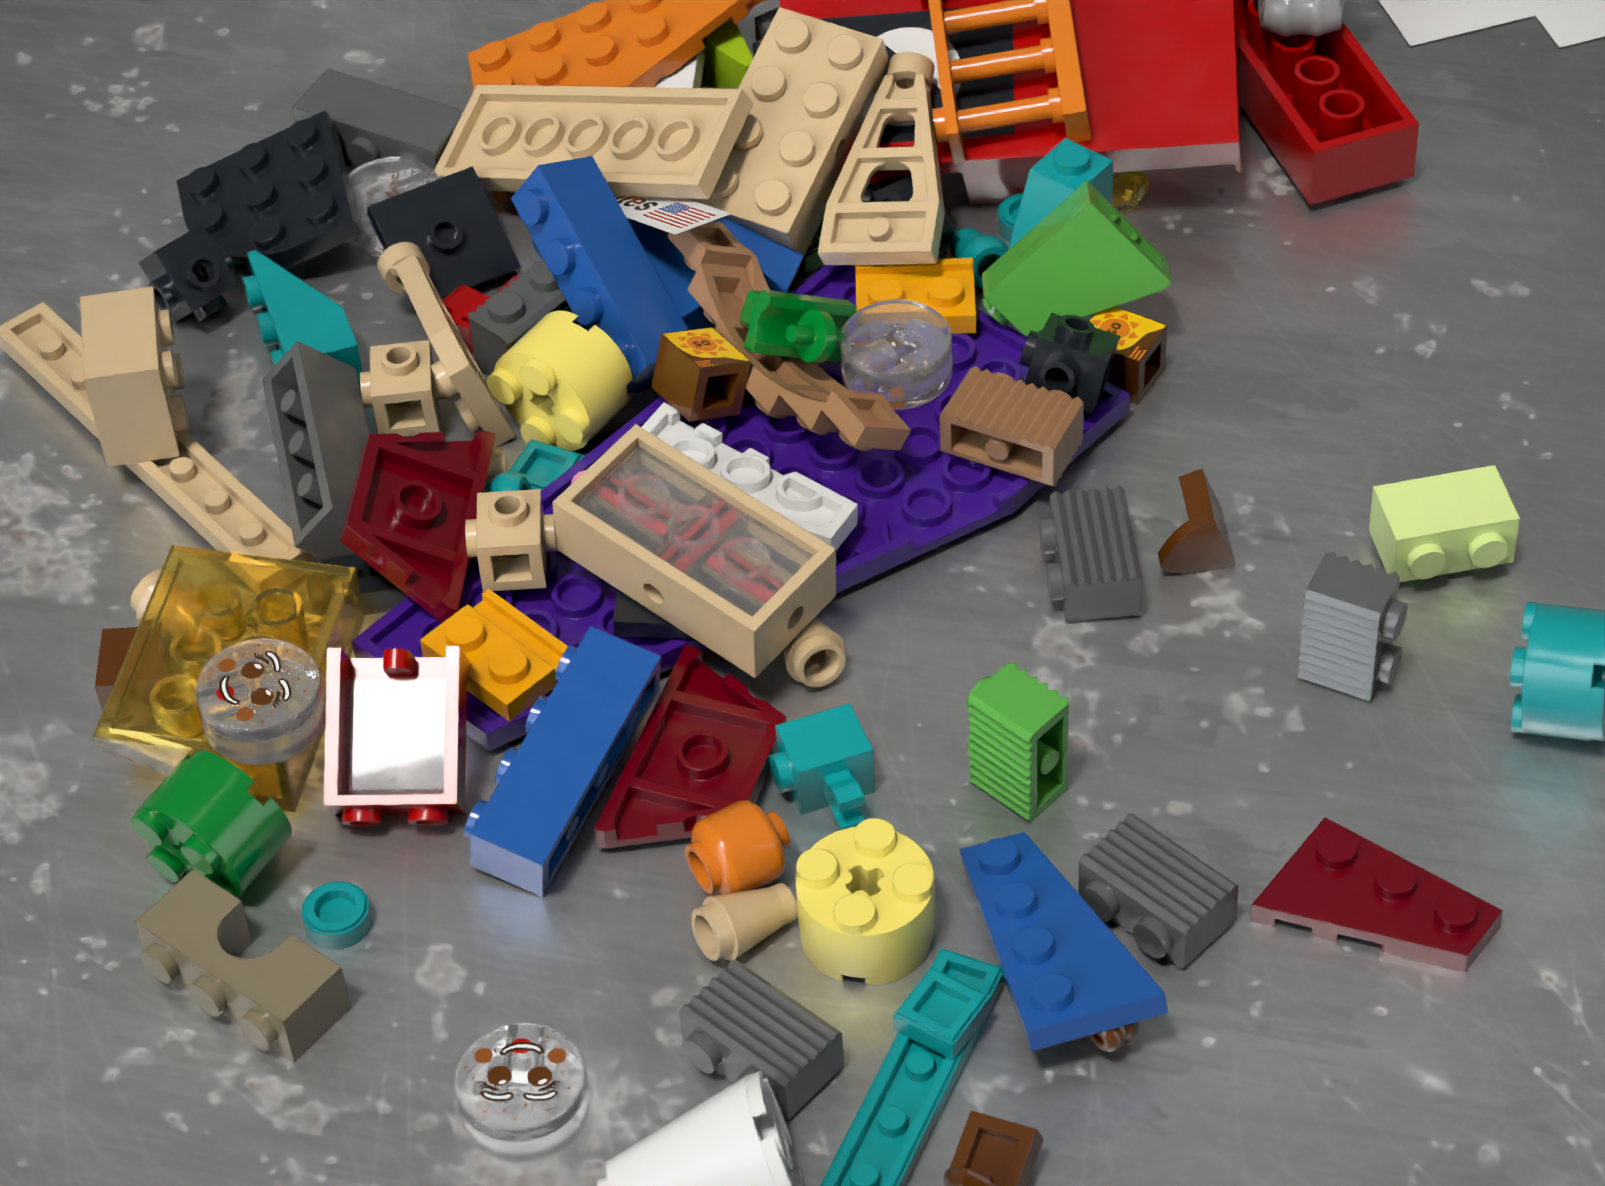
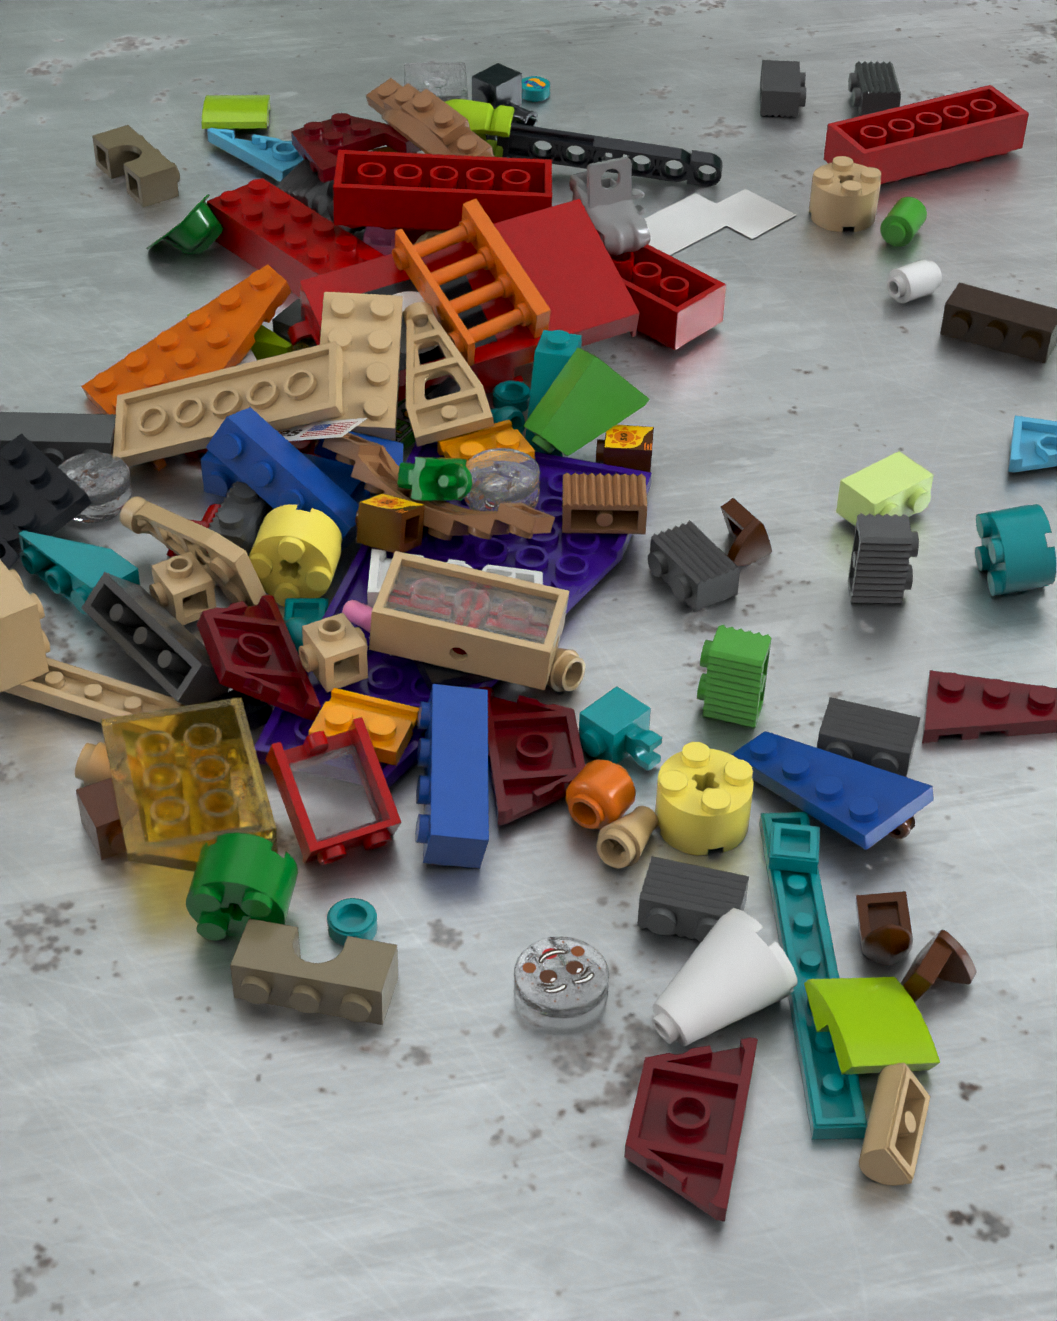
camera: 30 degrees left, 5 degrees down
(261, 701) = (242, 791): clear head -> none
(452, 228) = (153, 479): black plate -> none
(1070, 358) = (616, 453): black brick -> none

